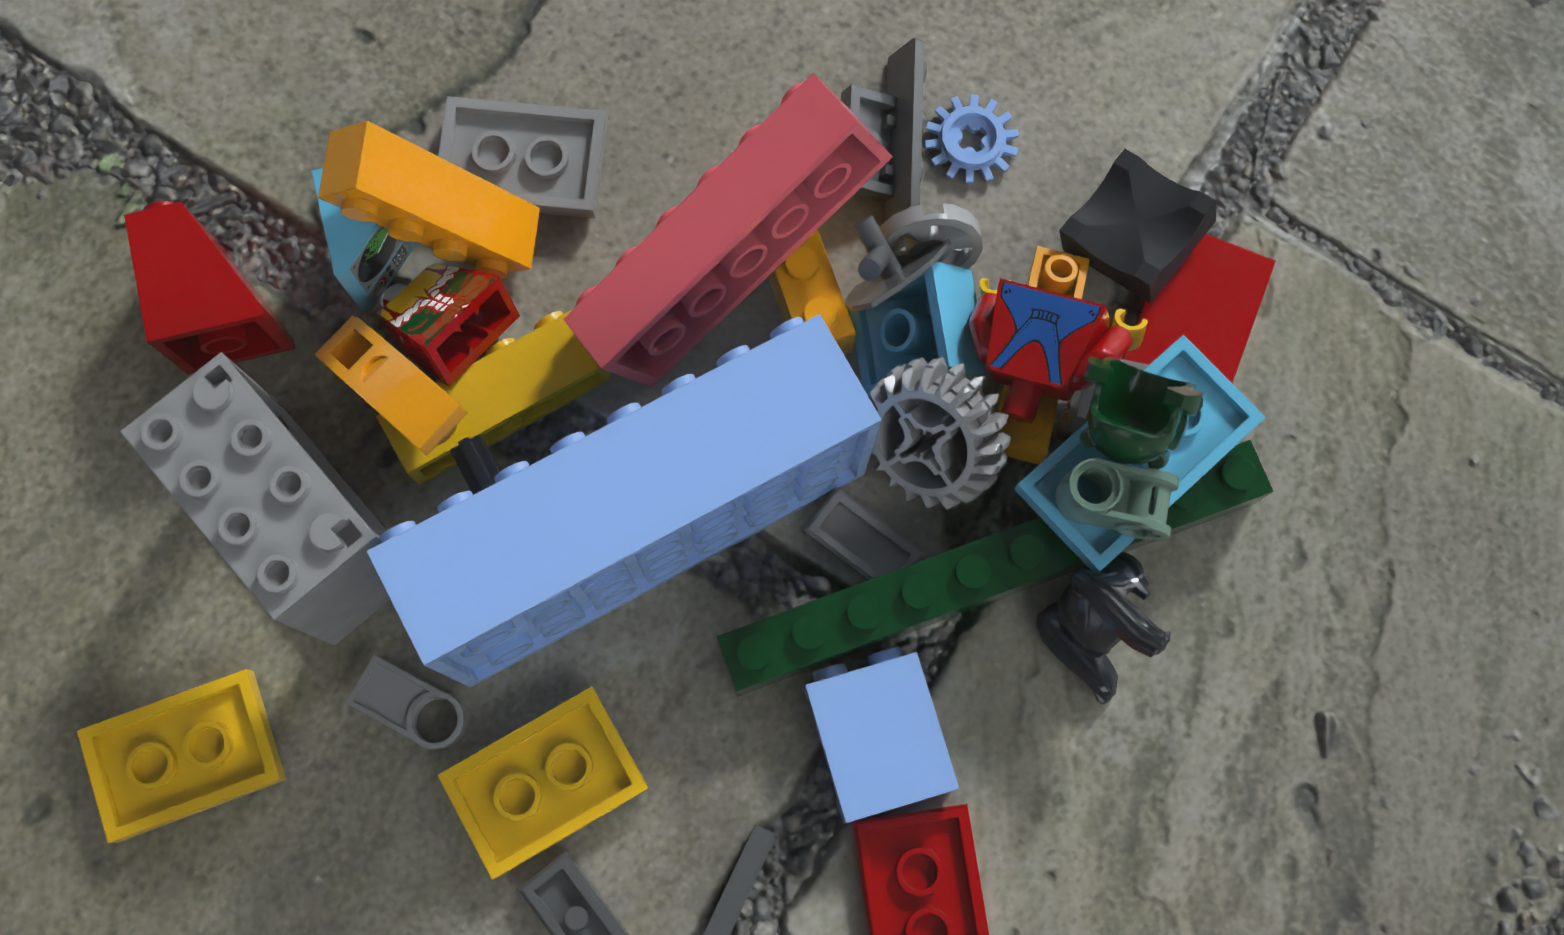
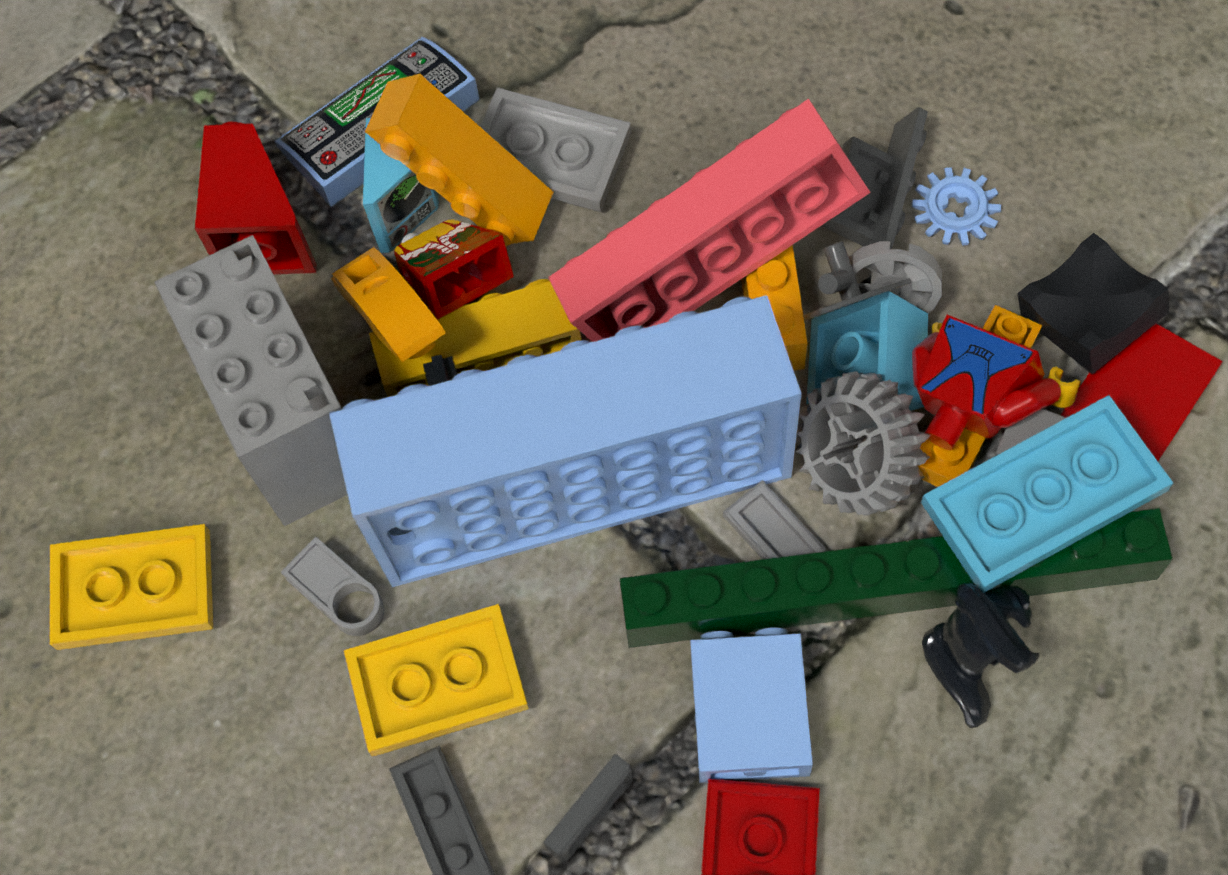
camera: 25 degrees right, 10 degrees down
(274, 188) = (331, 141): none -> slope
(1130, 498) = (1017, 521): sand green piece -> none
(1136, 413) = (1043, 447): dark green helmet -> none

